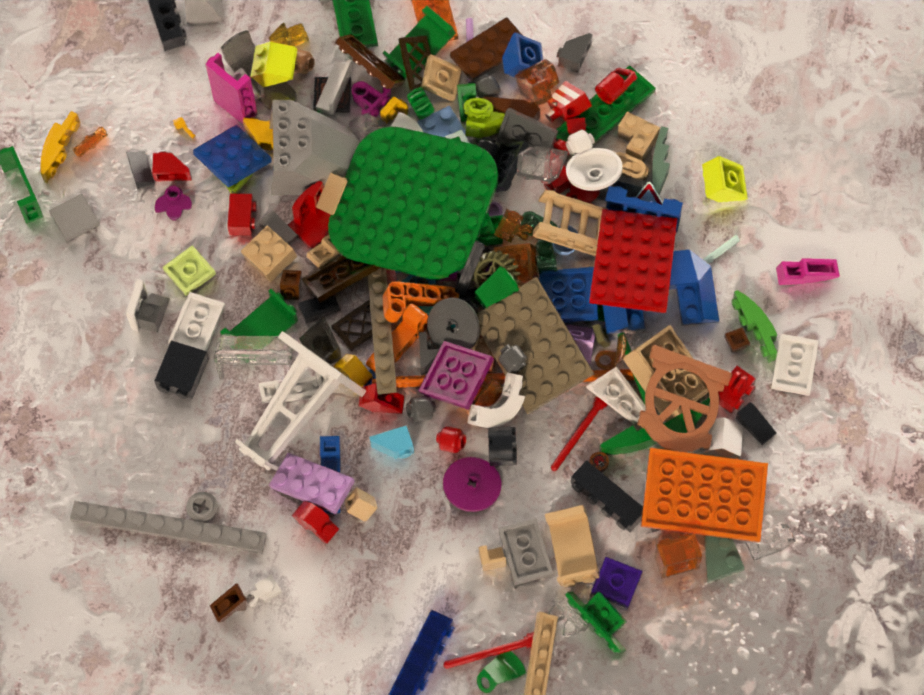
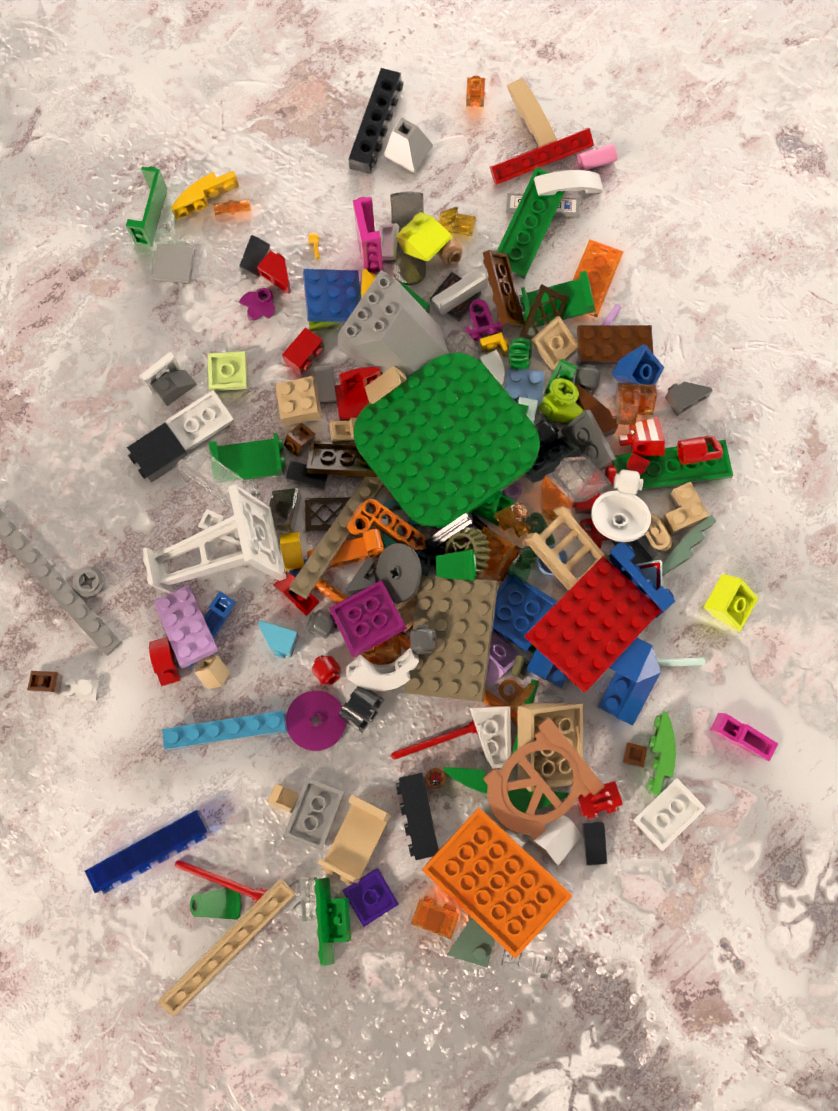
camera: 35 degrees right, 10 degrees up
(428, 517) = (223, 730): none -> dark azure arch
(528, 196) = (552, 498): none -> clear orange slope

